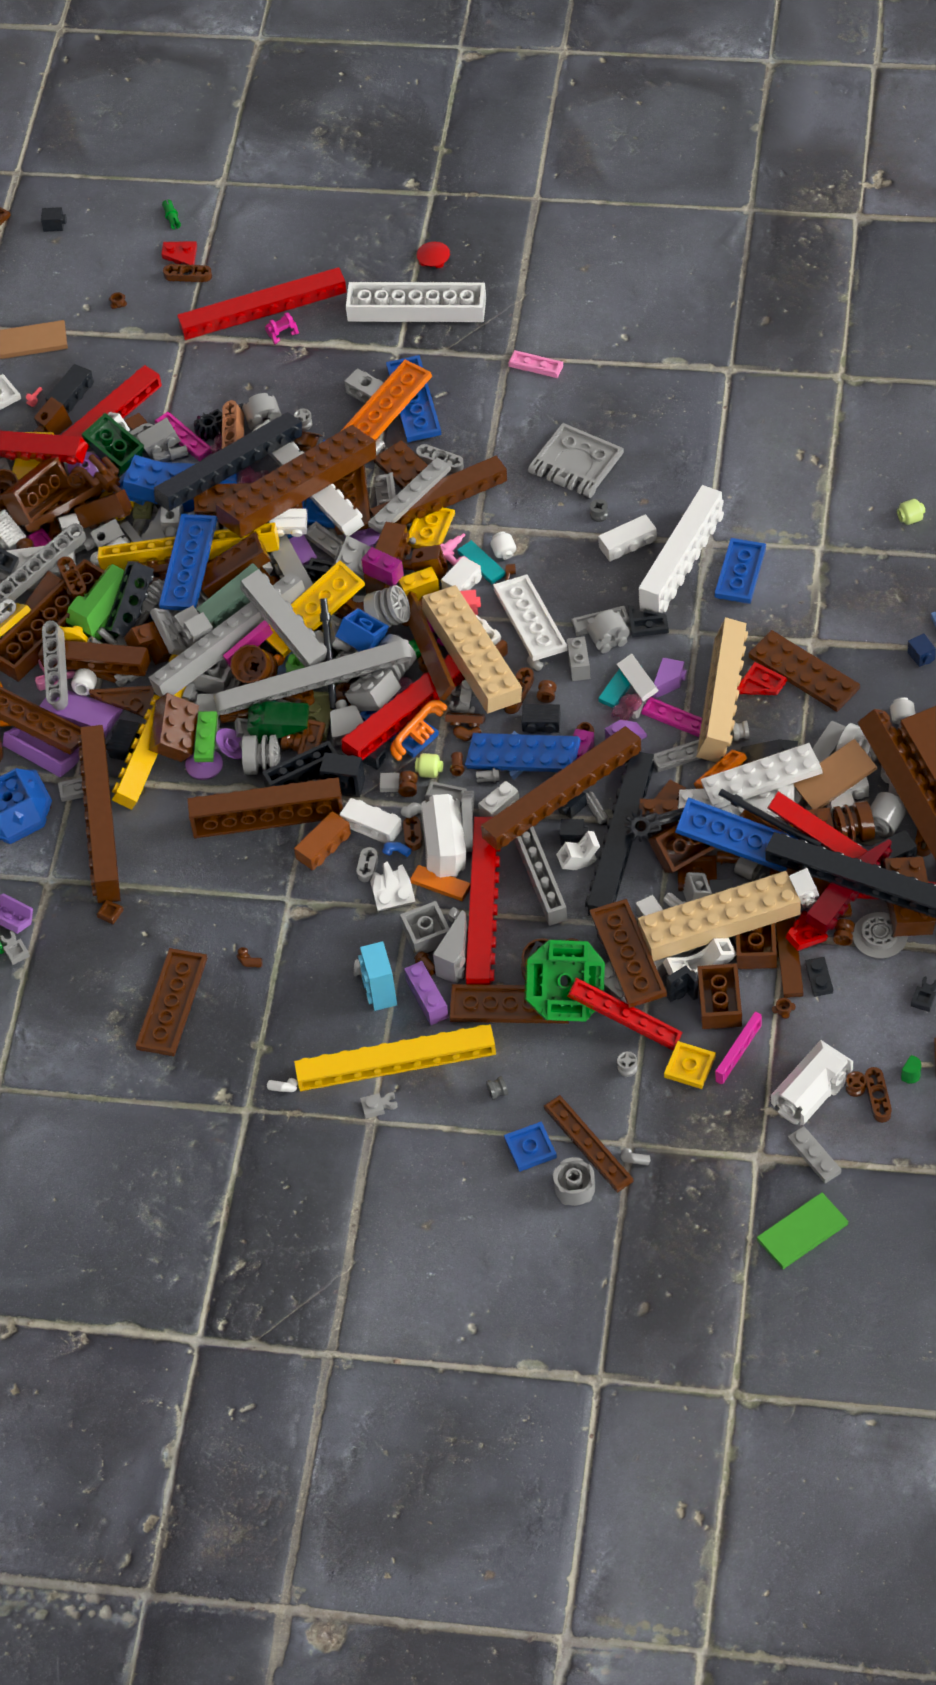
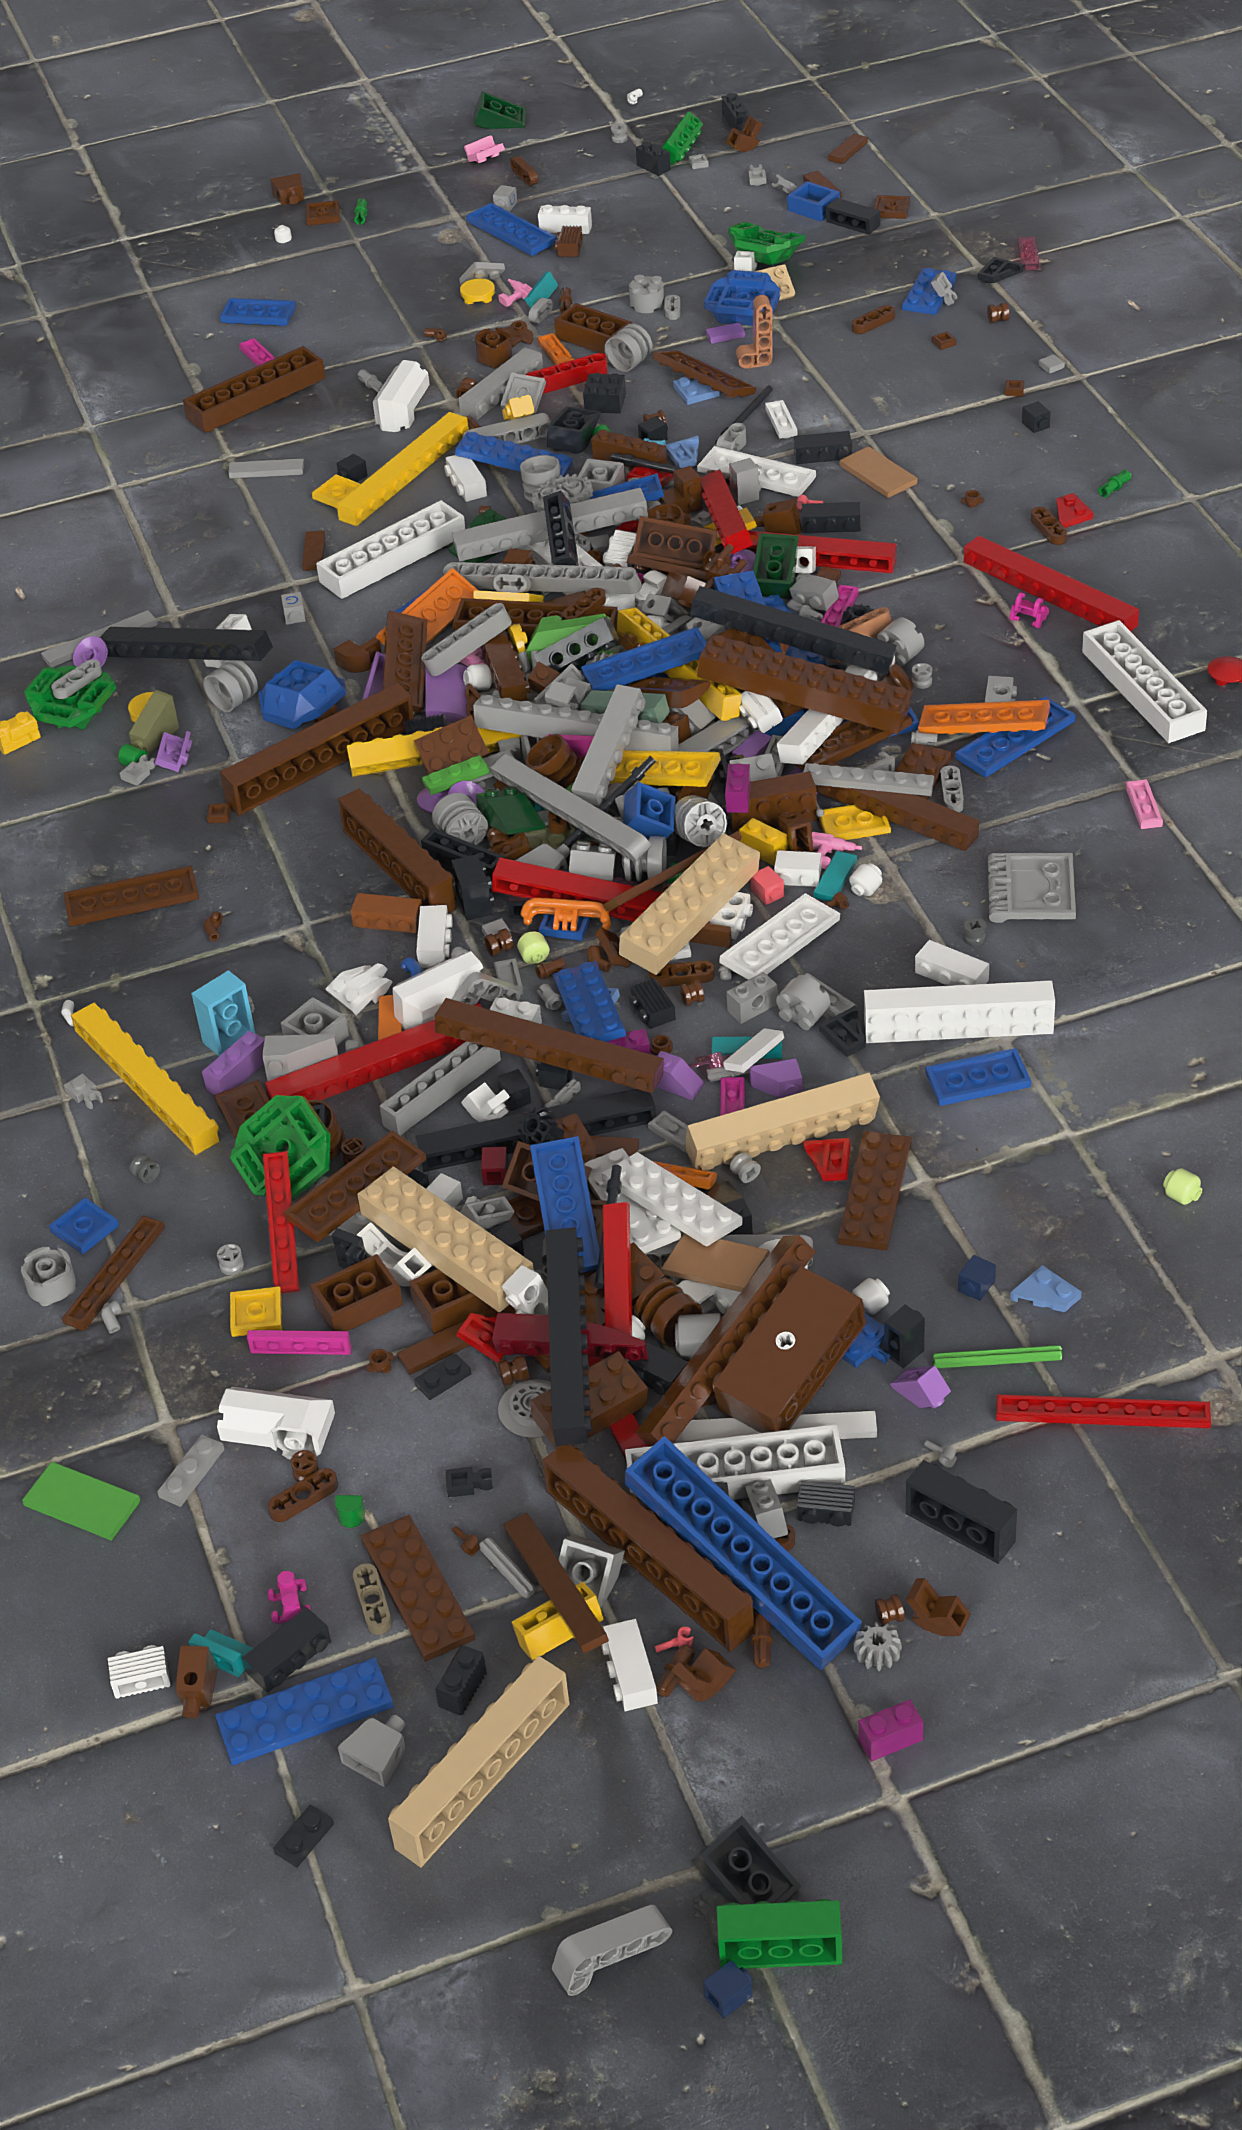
camera: 60 degrees right, 10 degrees down
(363, 864) = (381, 956): light grey beam -> none
(641, 871) = (494, 1165): none -> dark red brick

